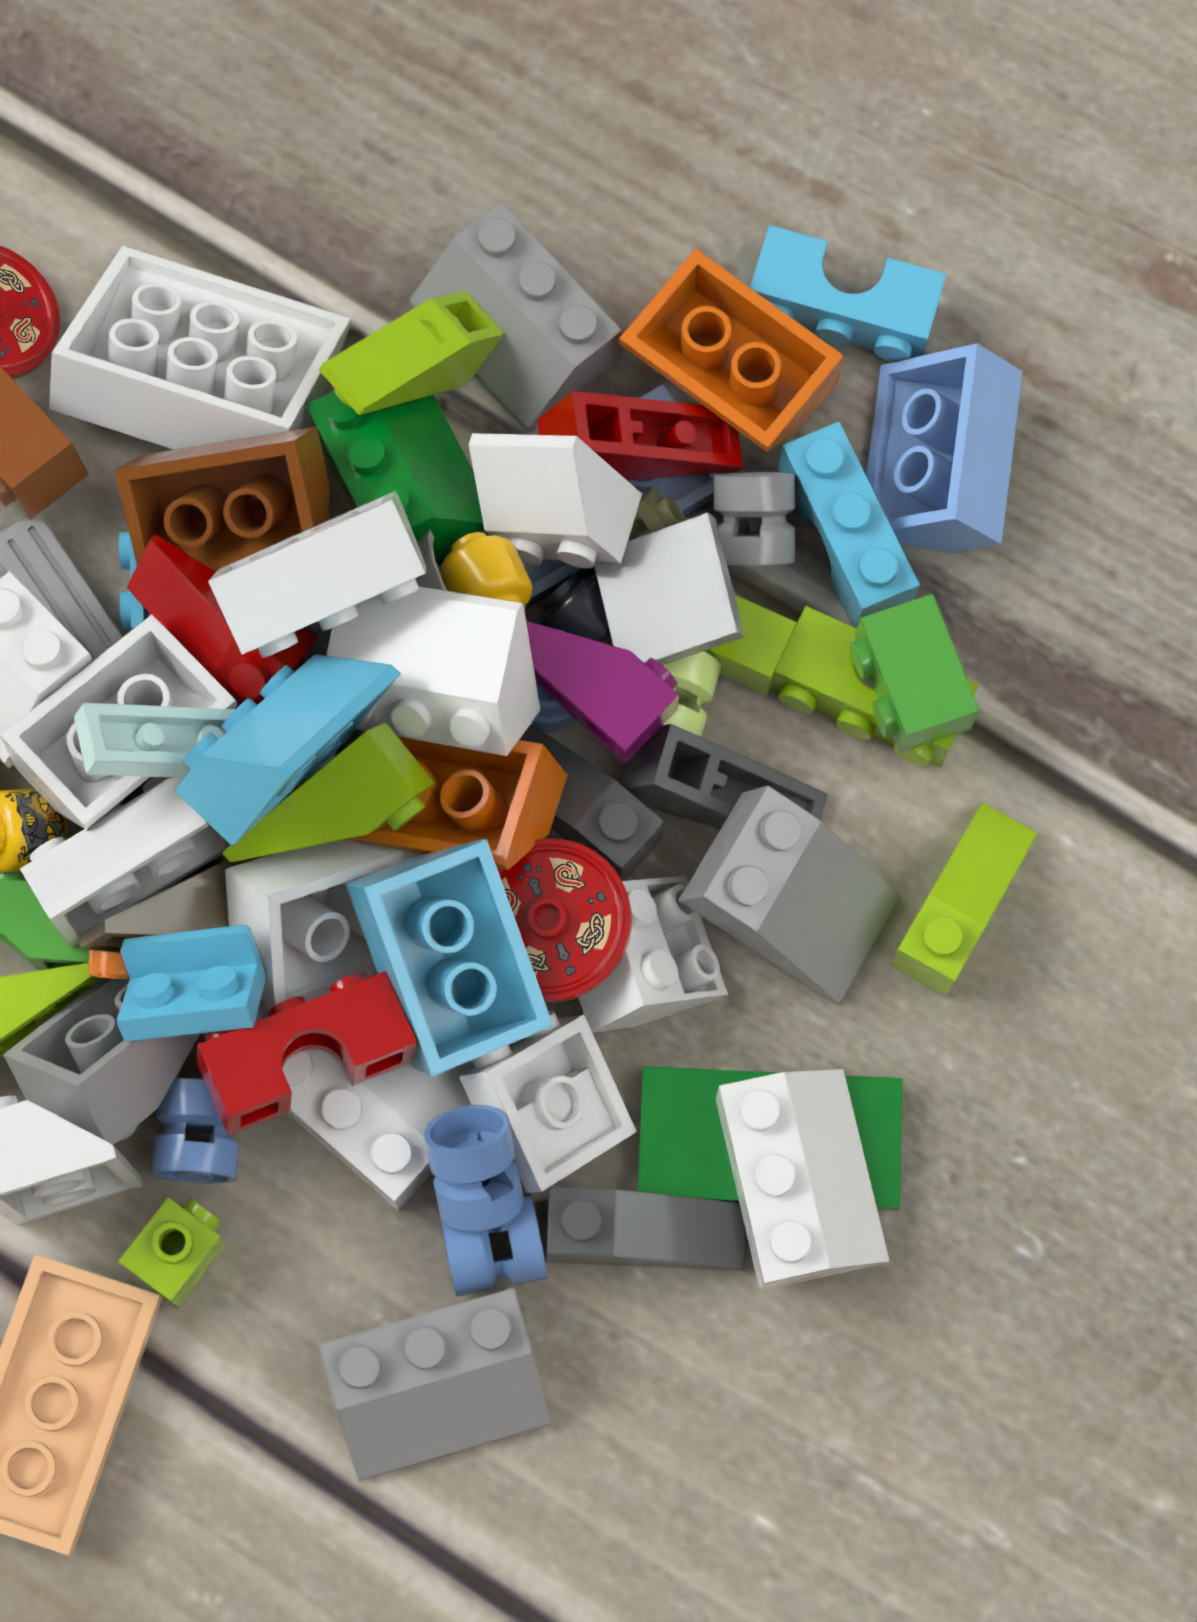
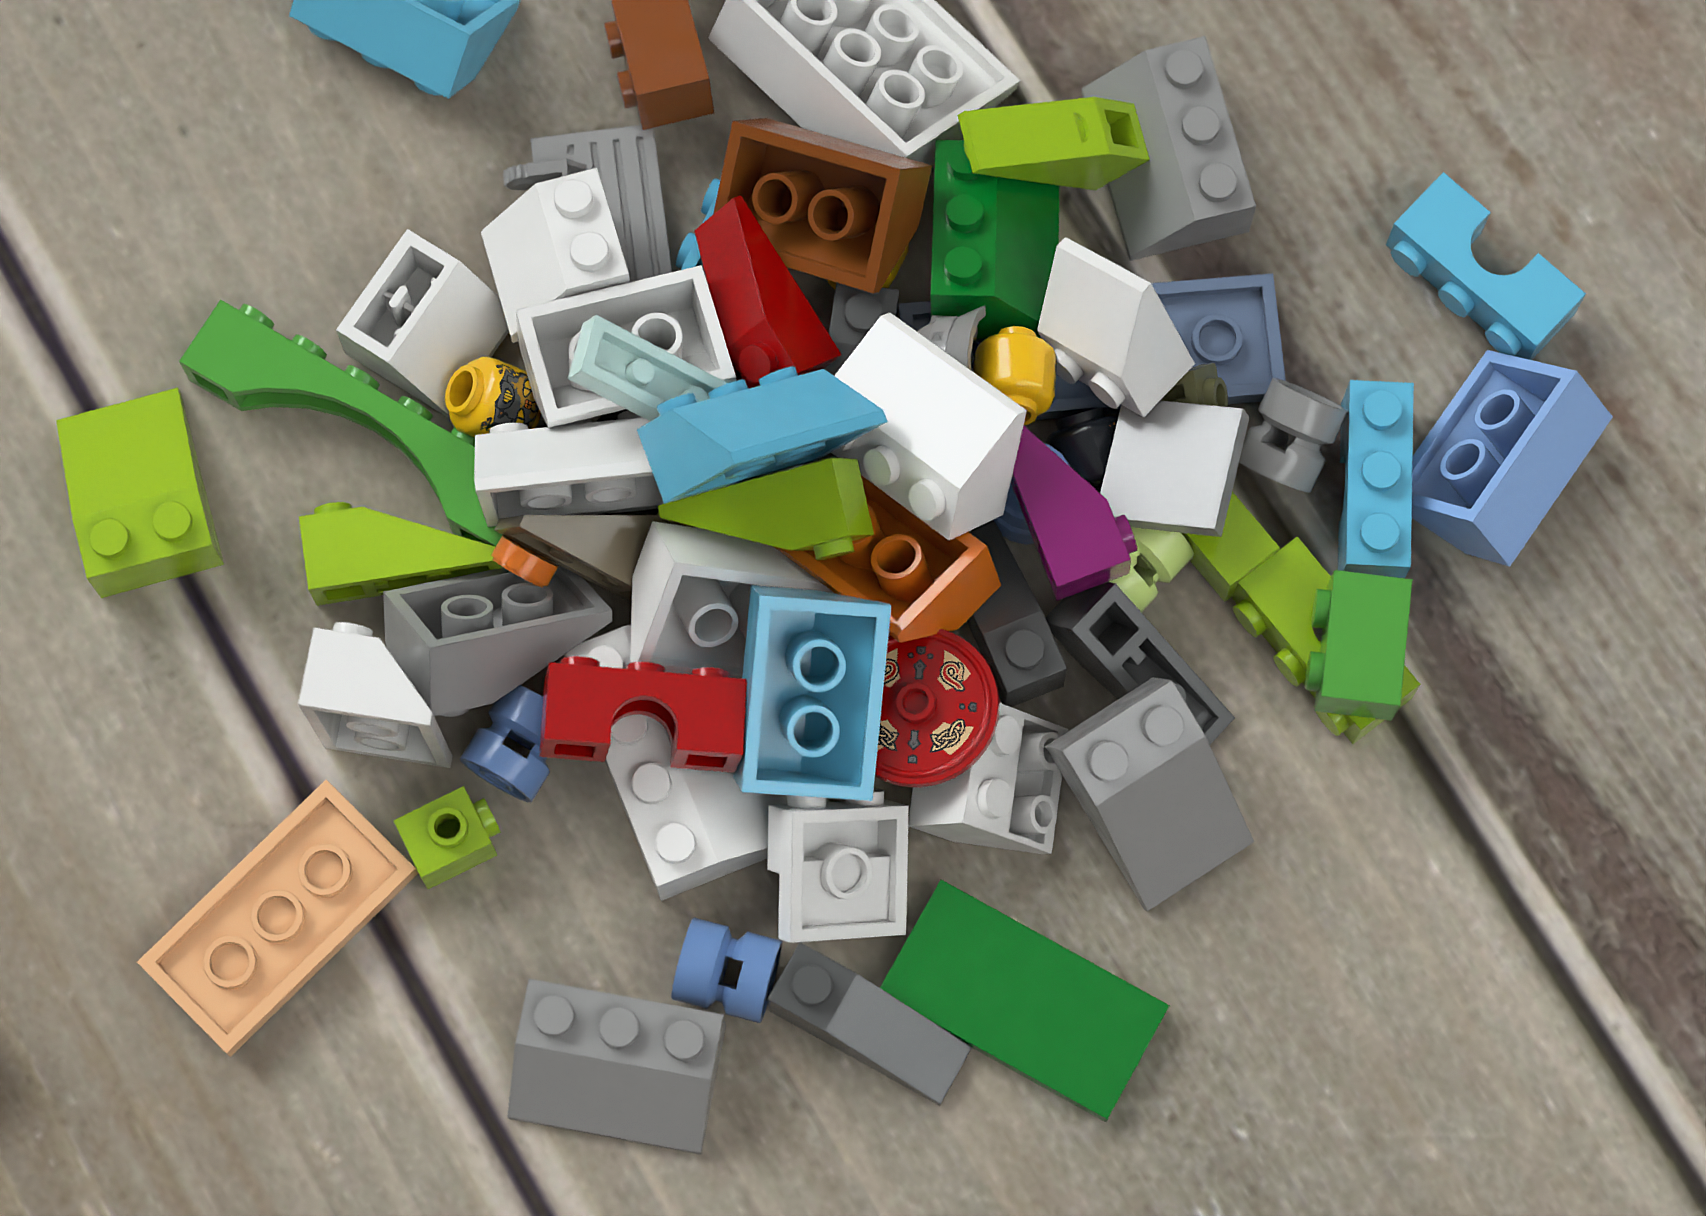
camera: 30 degrees right, 0 degrees up
(191, 983) = (572, 607): medium azure bracket -> none
(319, 576) = (861, 300): white slope -> none
(474, 1168) = (740, 891): medium blue wheel -> none
(646, 435) = (1229, 314): red slope -> none
(734, 352) = (1349, 275): orange slope -> none
(800, 1176) = (1031, 1045): white slope -> none
(963, 899) = (1308, 872): lime slope -> none

